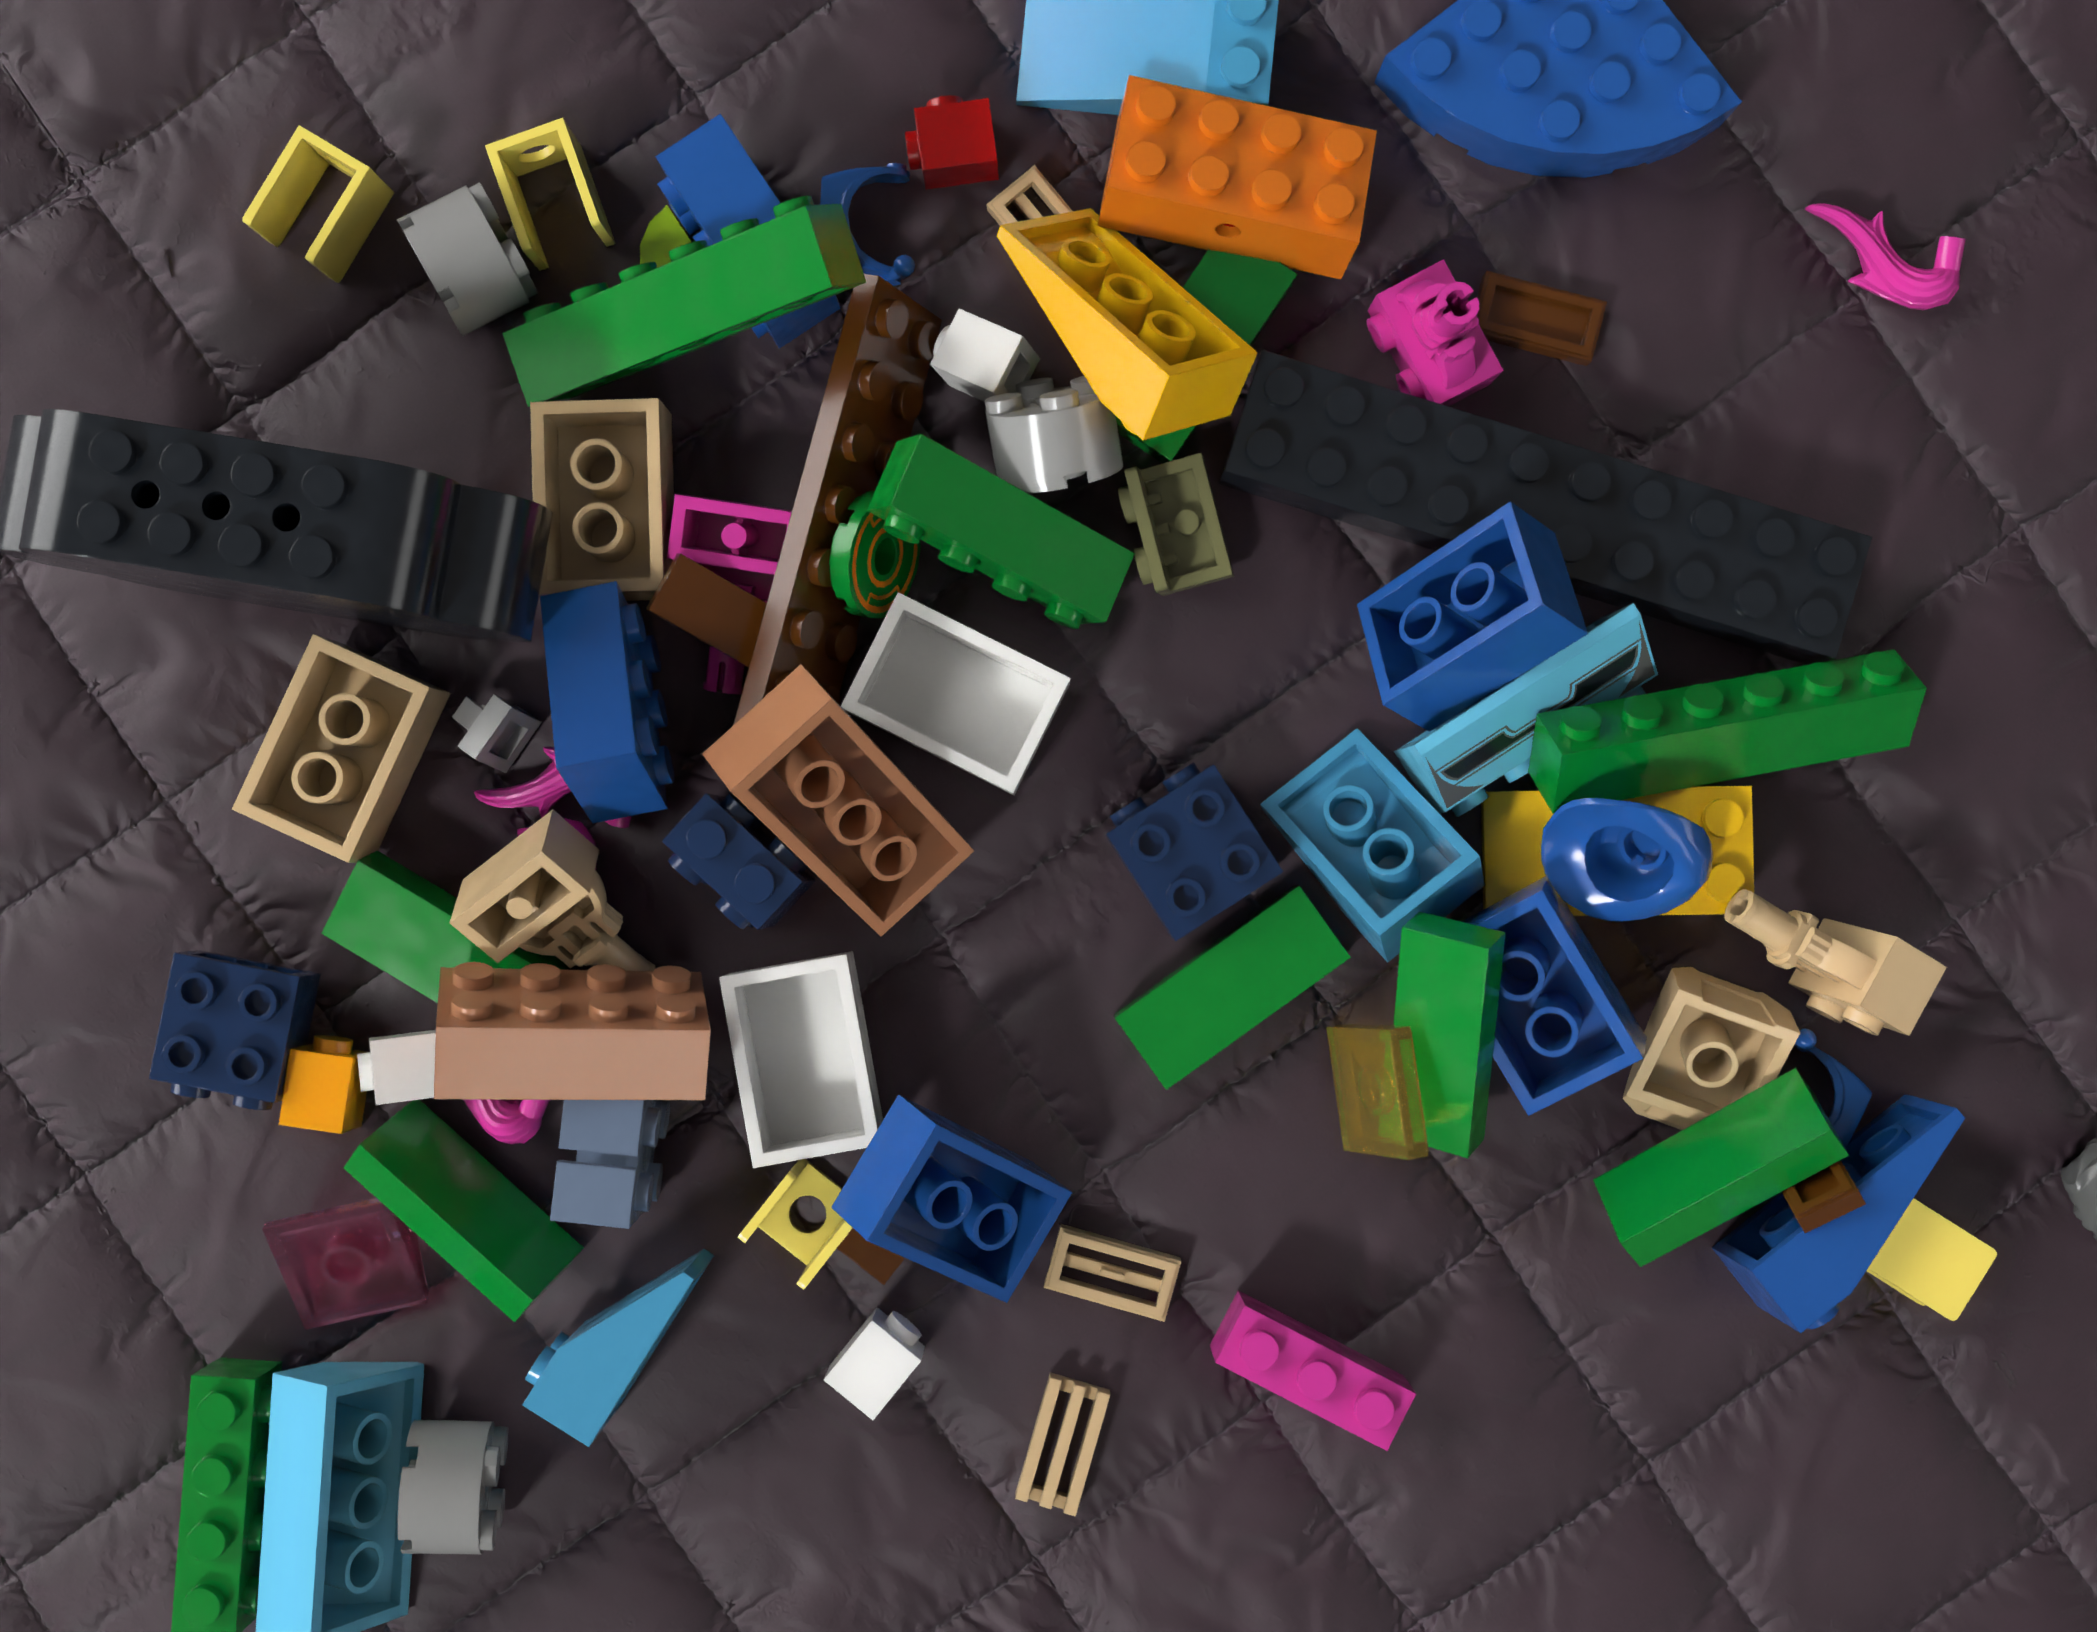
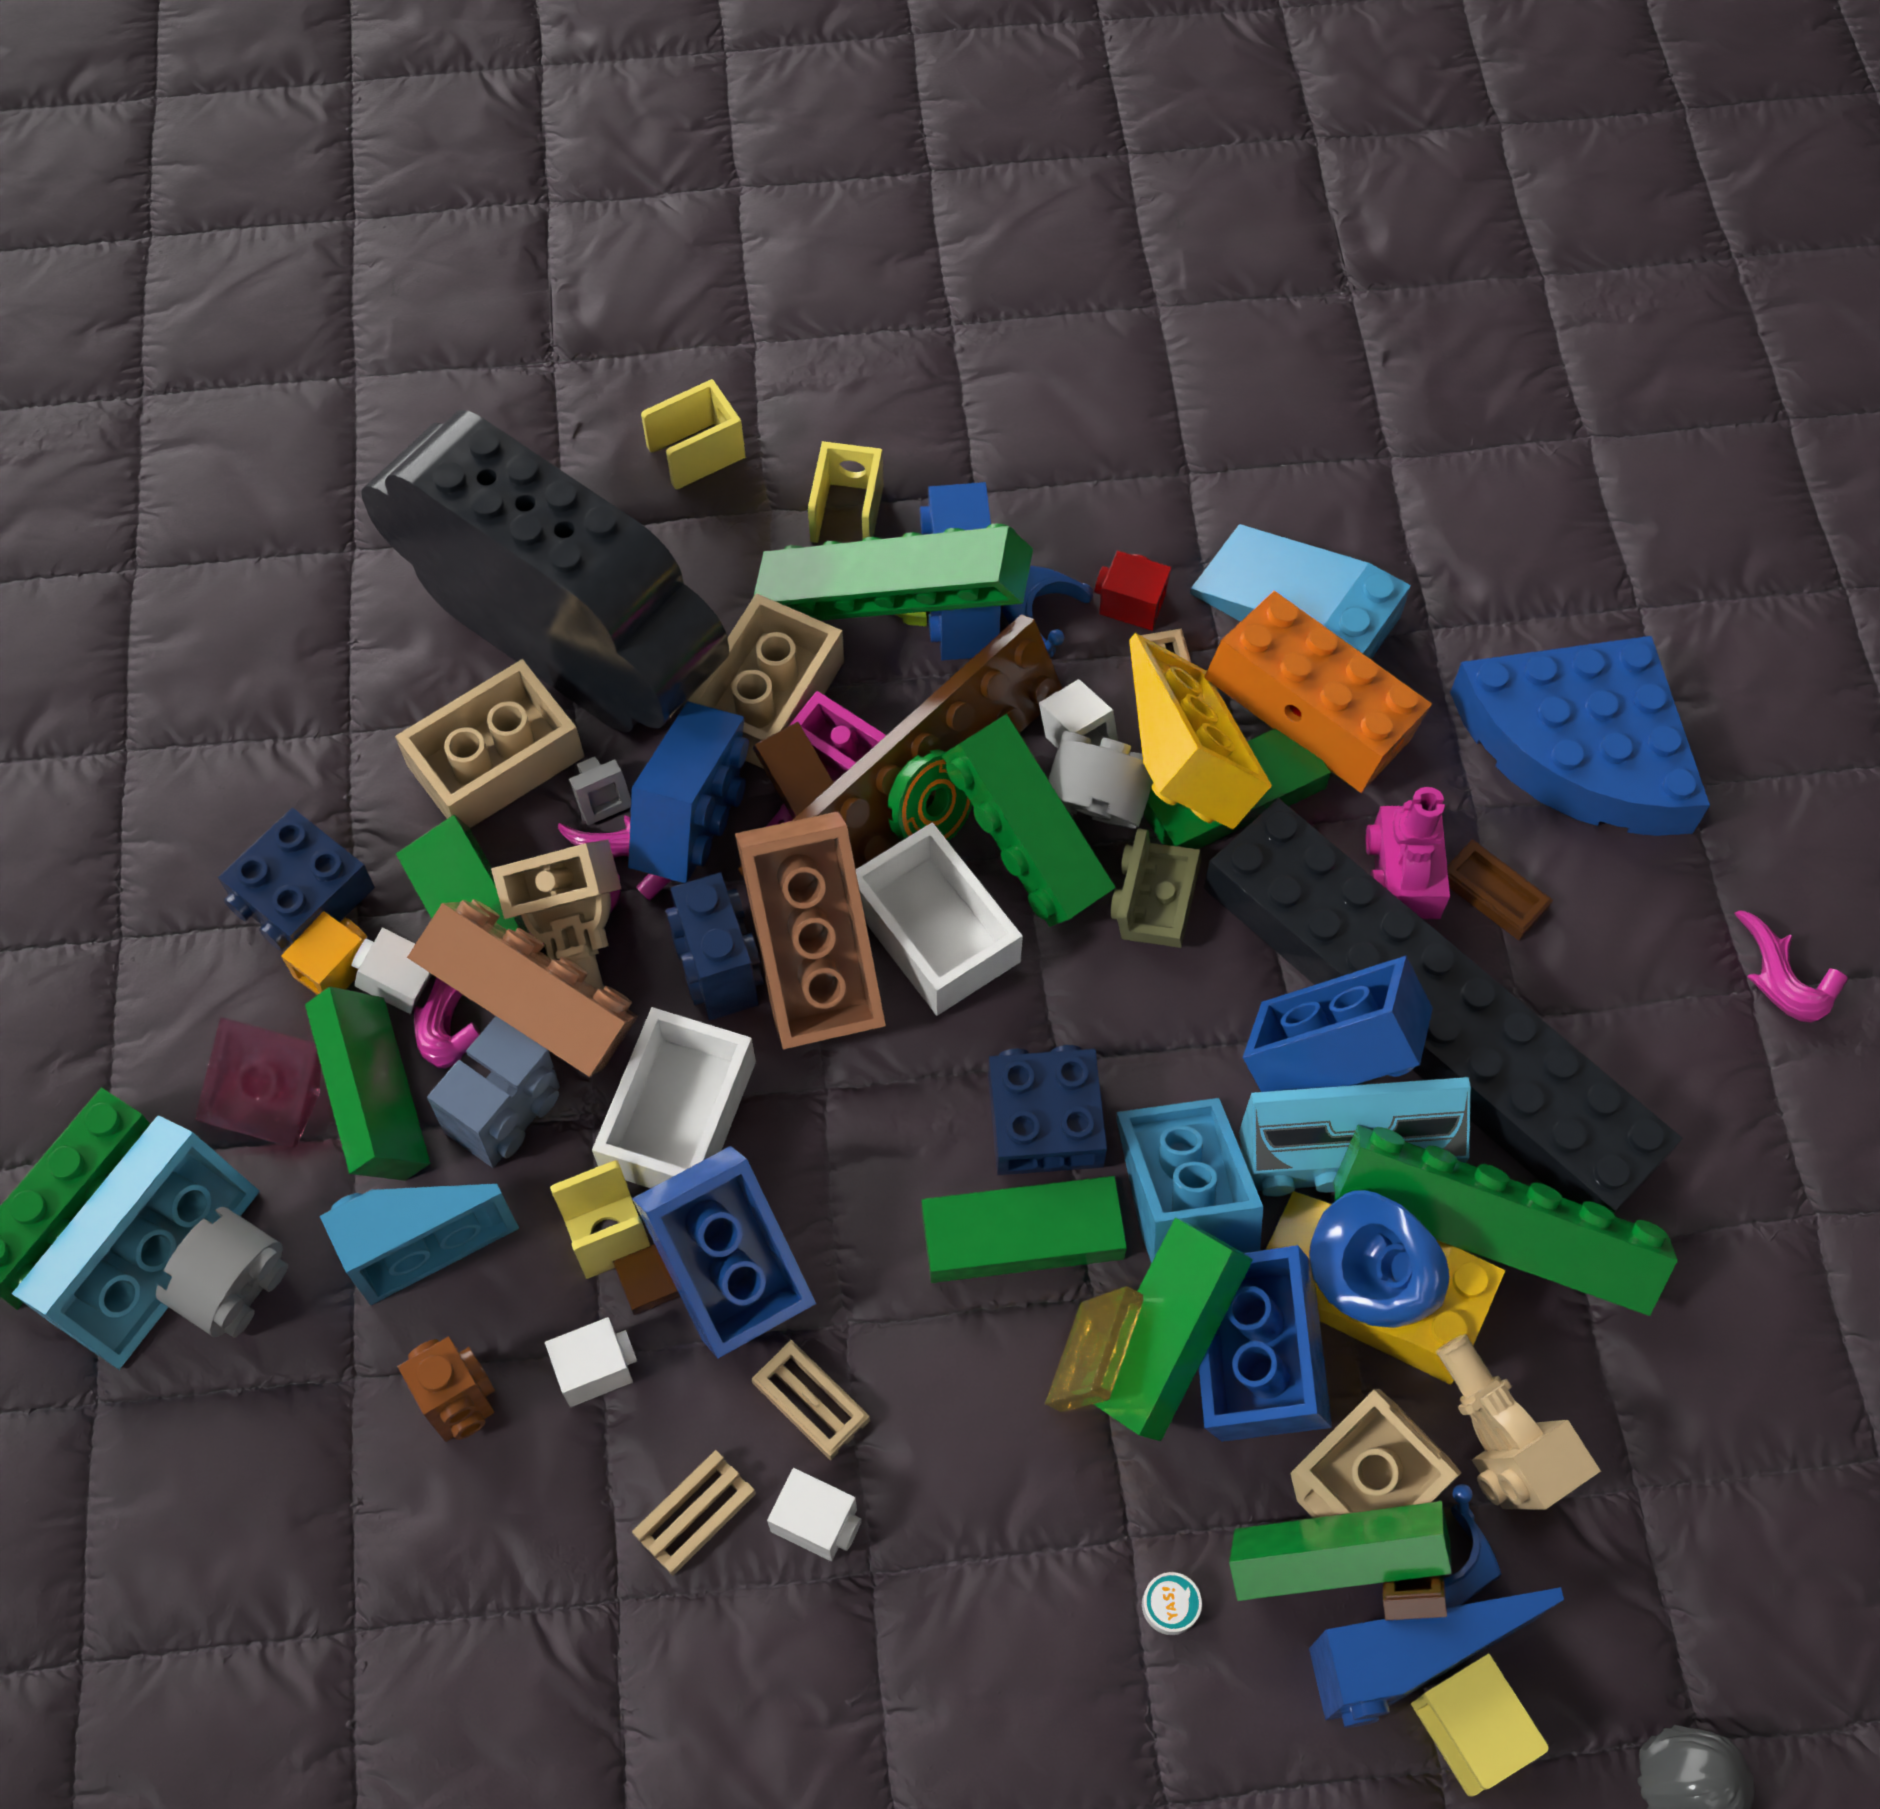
camera: 30 degrees right, 25 degrees down
(469, 257) = (770, 501): light grey brick -> none
(756, 1479) = (448, 1387): none -> dark orange brick
(1184, 1391) = (814, 1515): none -> white brick
(1312, 1370) = (926, 1552): dark pink brick -> none
(1565, 1281) = (1171, 1603): none -> white tile

